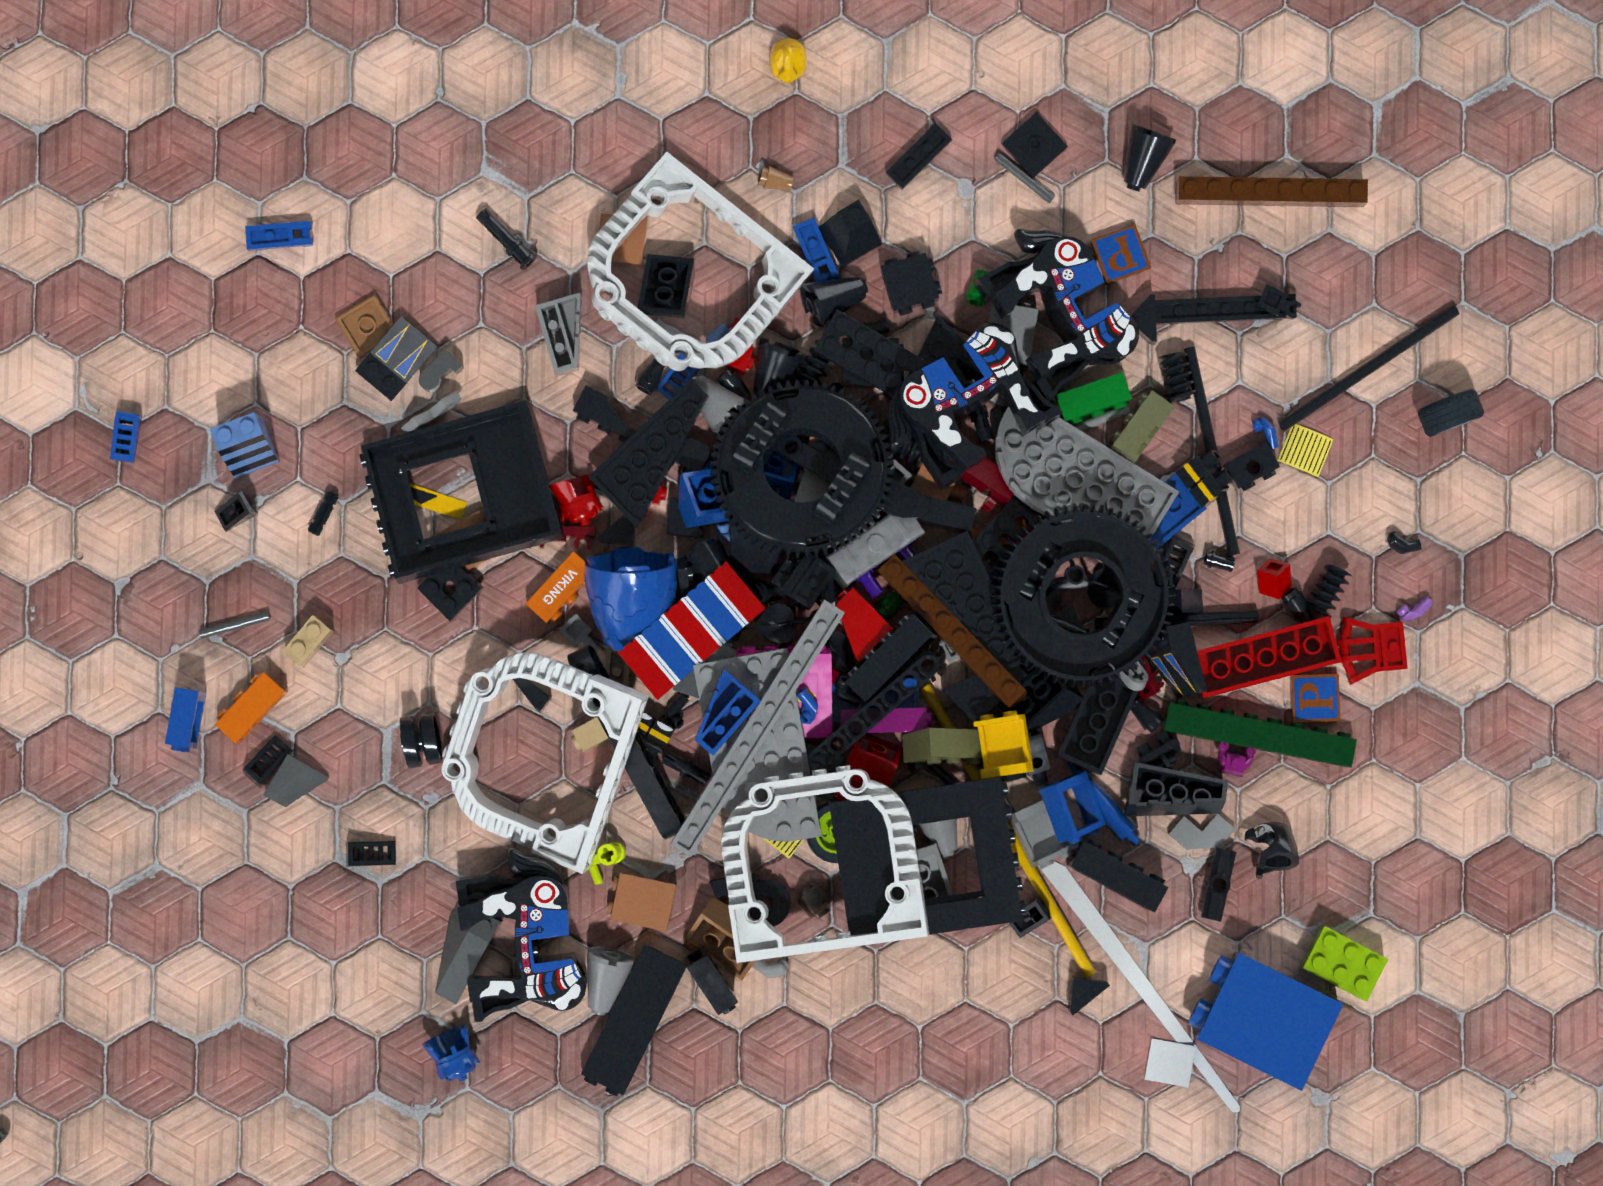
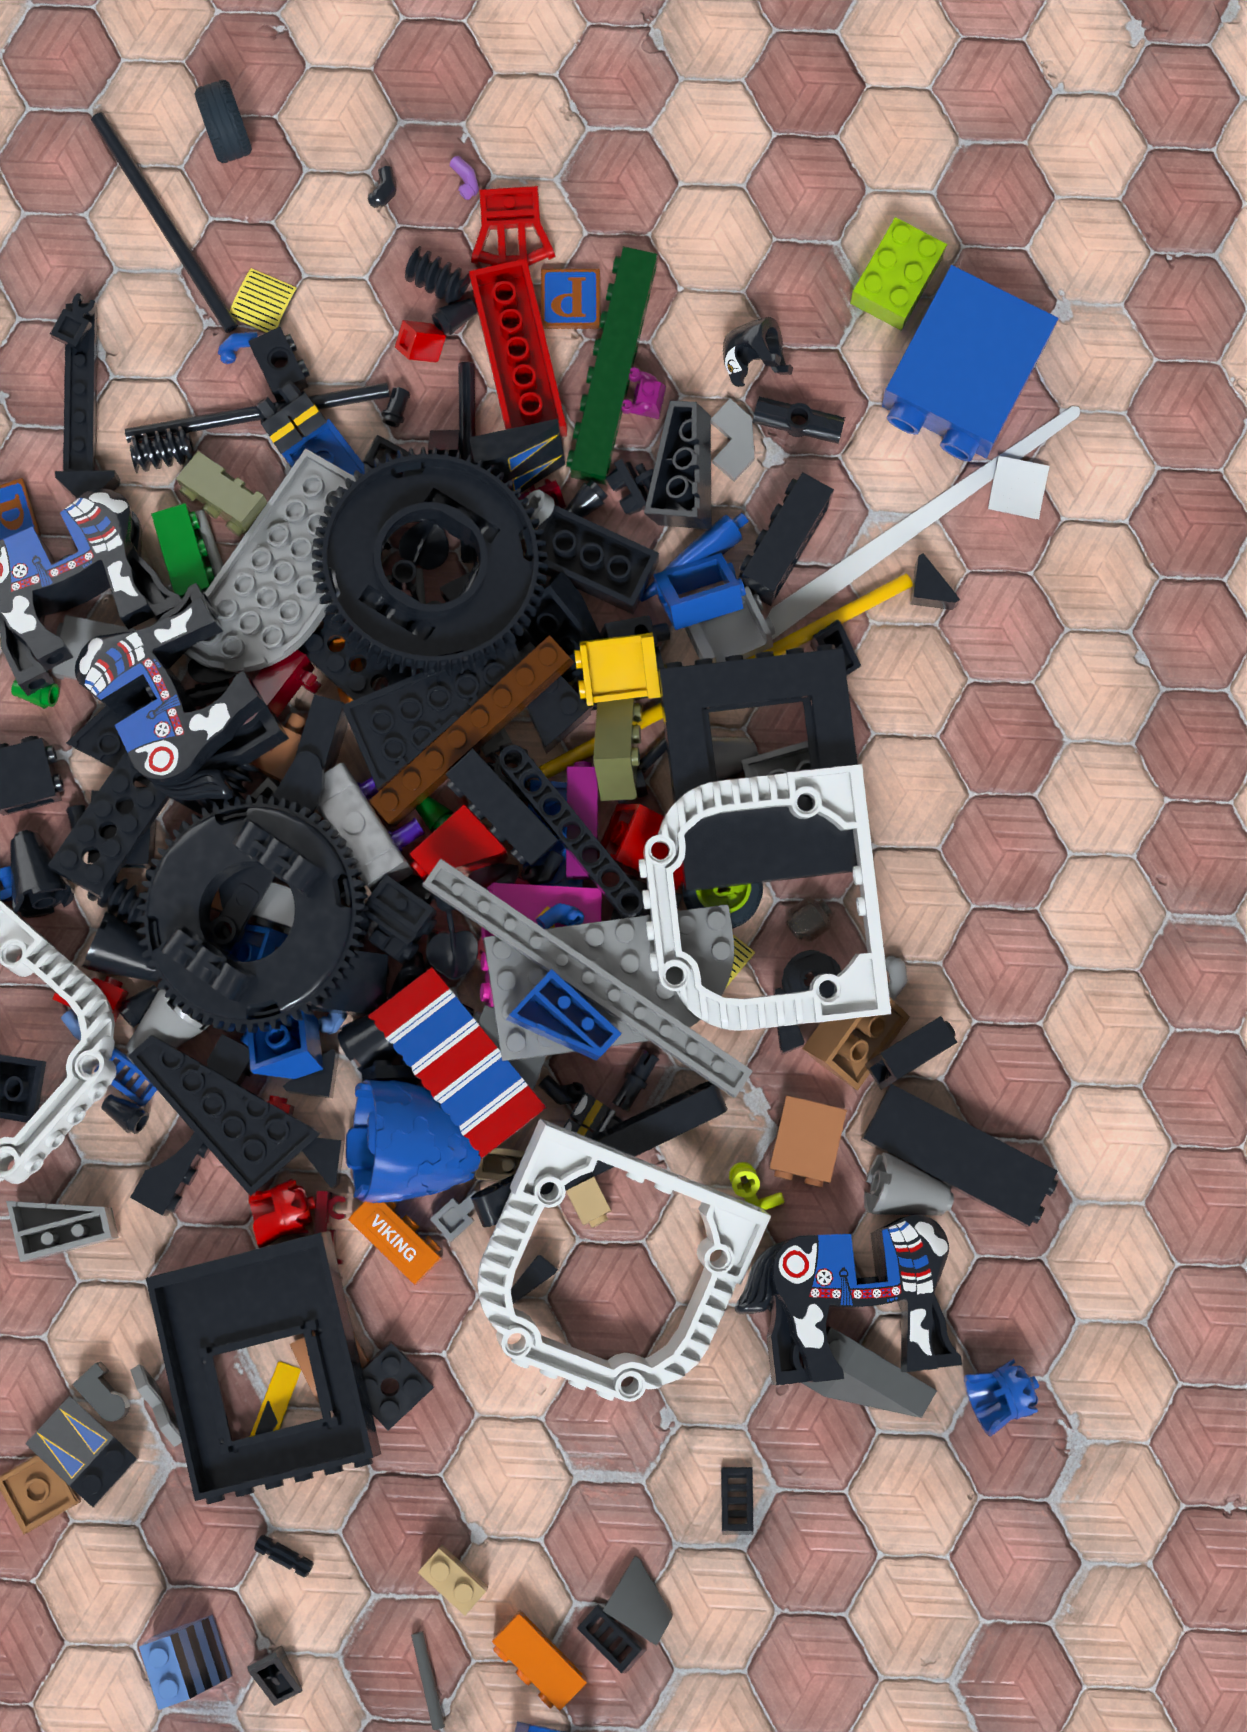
camera: 85 degrees left, 5 degrees down
(417, 740) = (589, 1434): black wheel -> none

